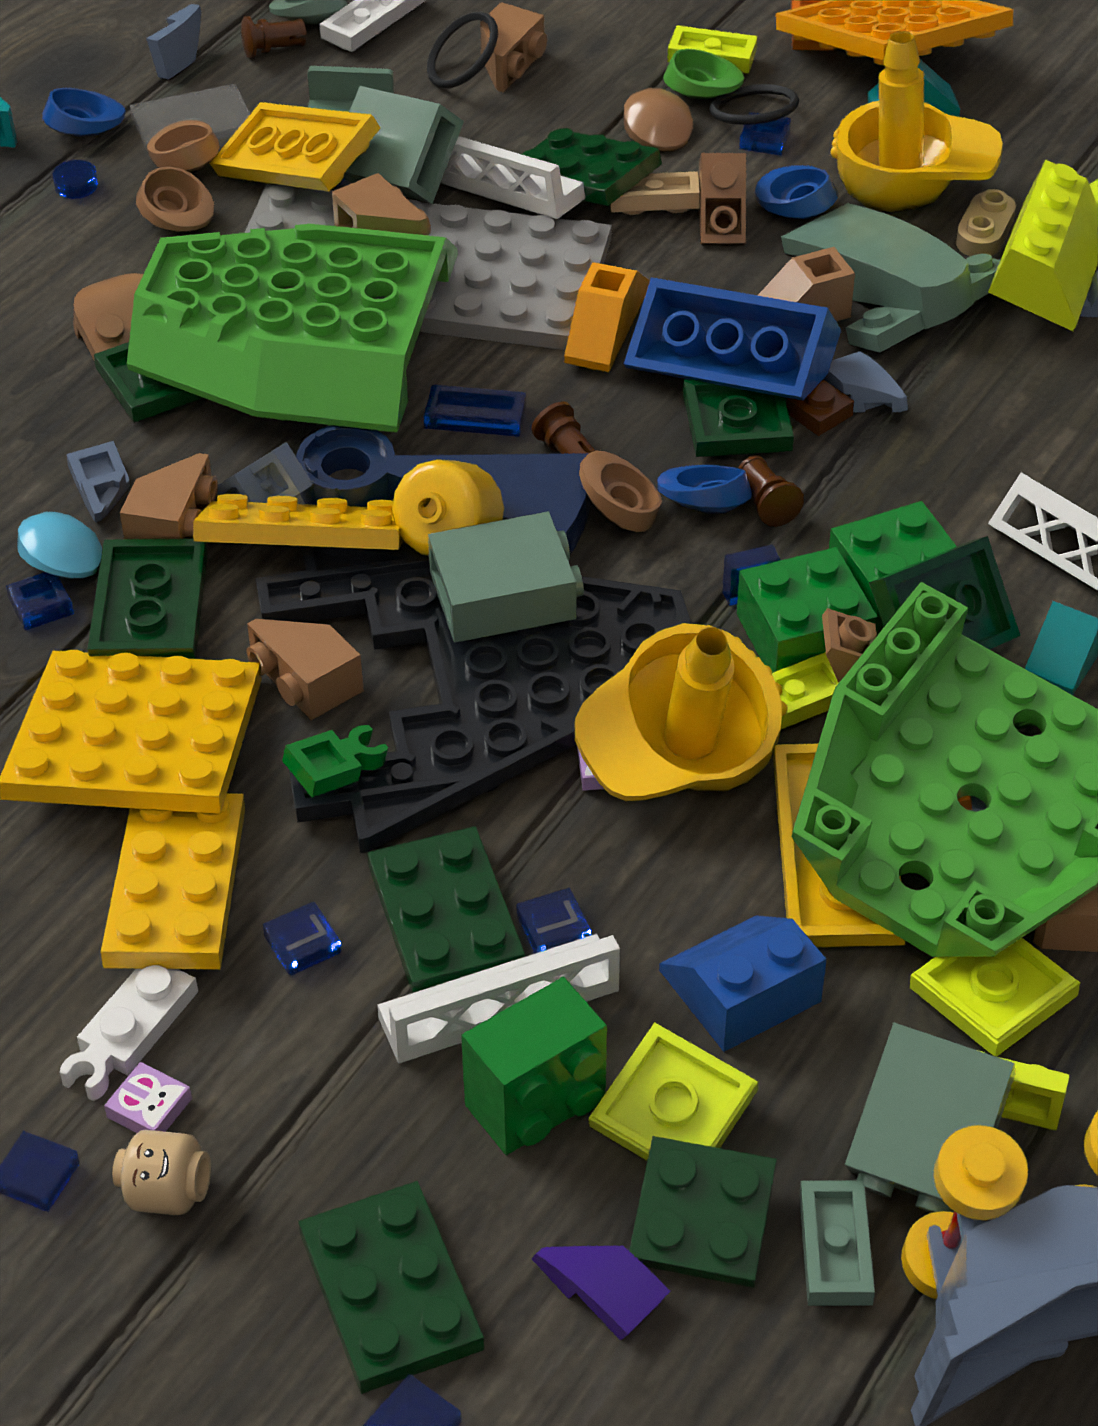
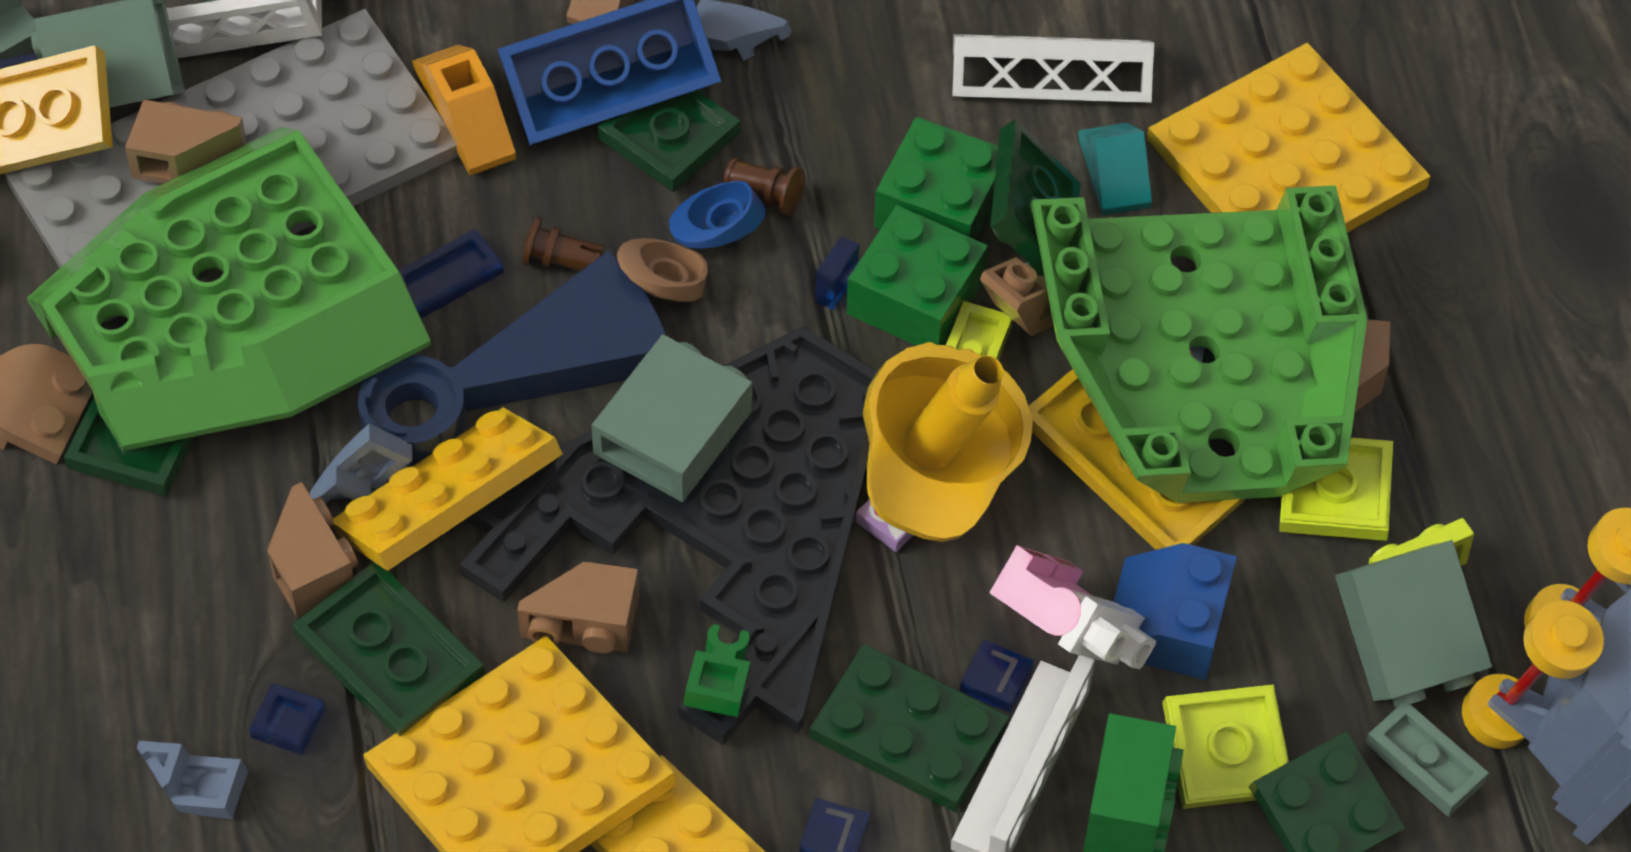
camera: 45 degrees left, 10 degrees up
(59, 545) = (254, 659): medium azure hat -> none
(99, 477) = (203, 572): sand blue slope -> none
(444, 498) = (563, 386): yellow head -> none
(642, 897) = (1090, 626): none -> hips
(821, 408) = (731, 71): reddish brown plate -> none

